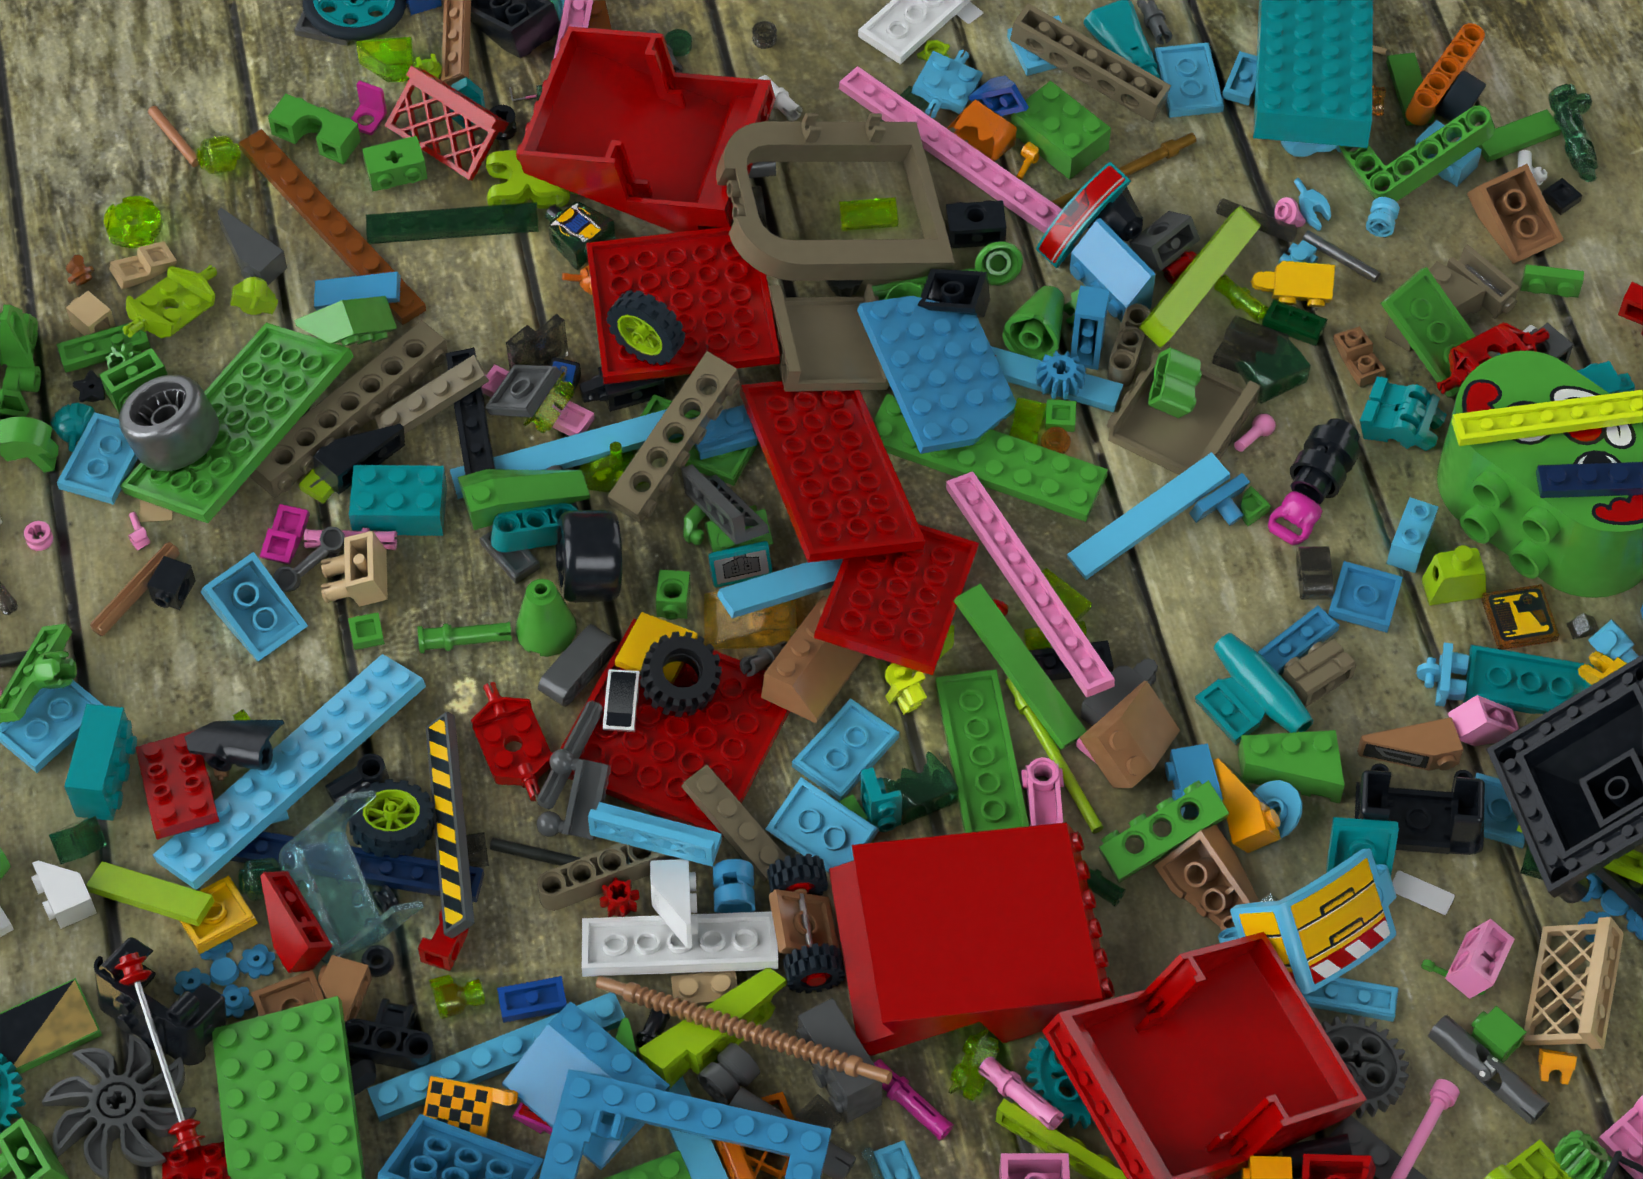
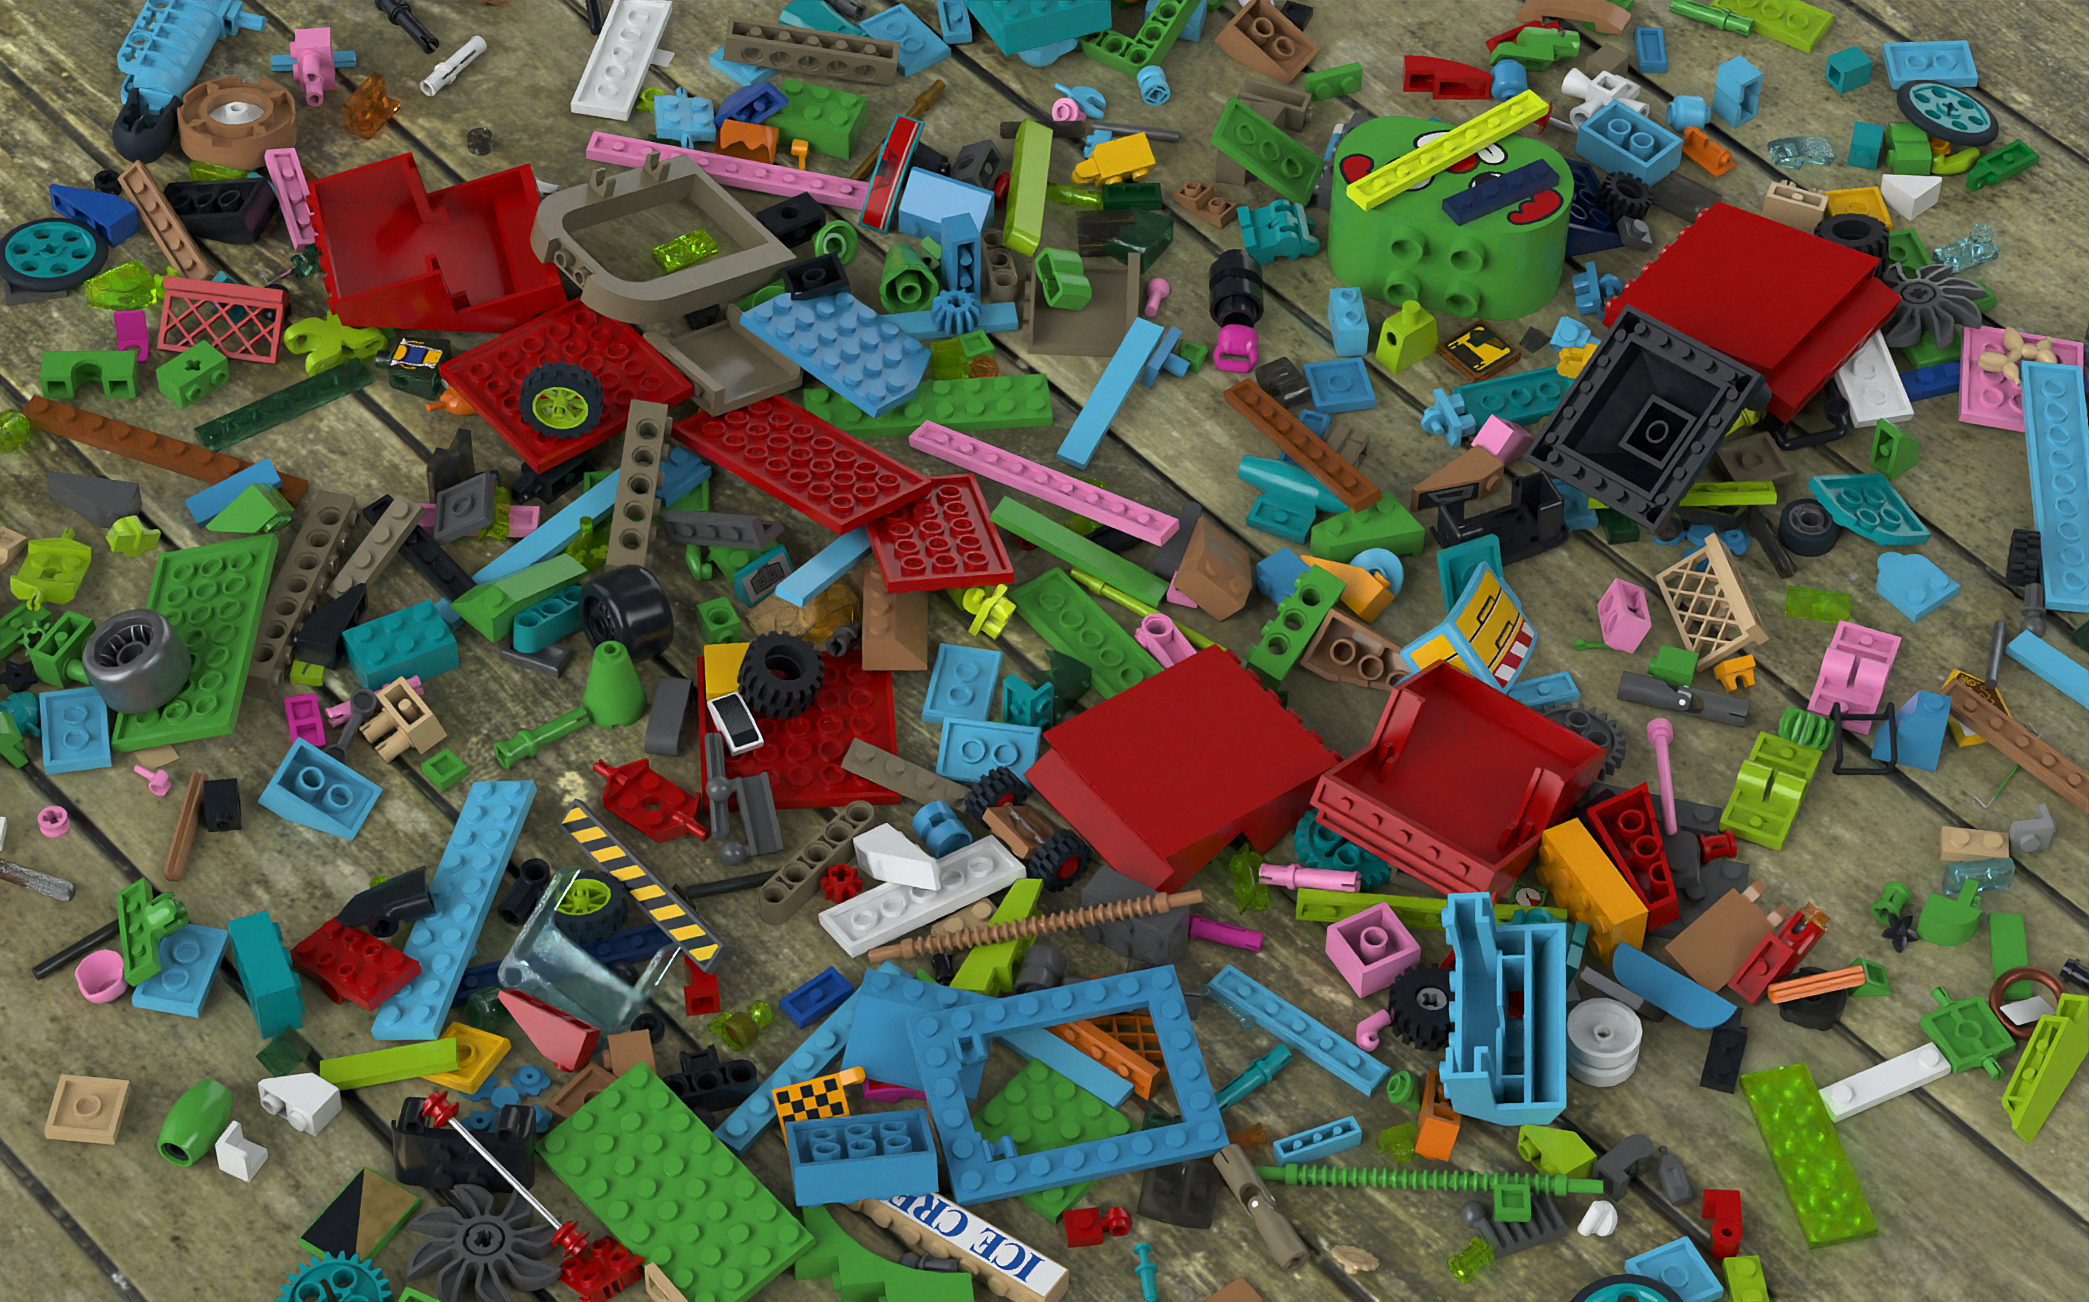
camera: 30 degrees left, 10 degrees down
(654, 833) = (846, 812): medium azure fence -> none
(1284, 649) = (1302, 445): none -> dark orange plate
(1422, 892) = (1541, 593): white sticker -> none
(1472, 353) = (1313, 162): red plate -> none

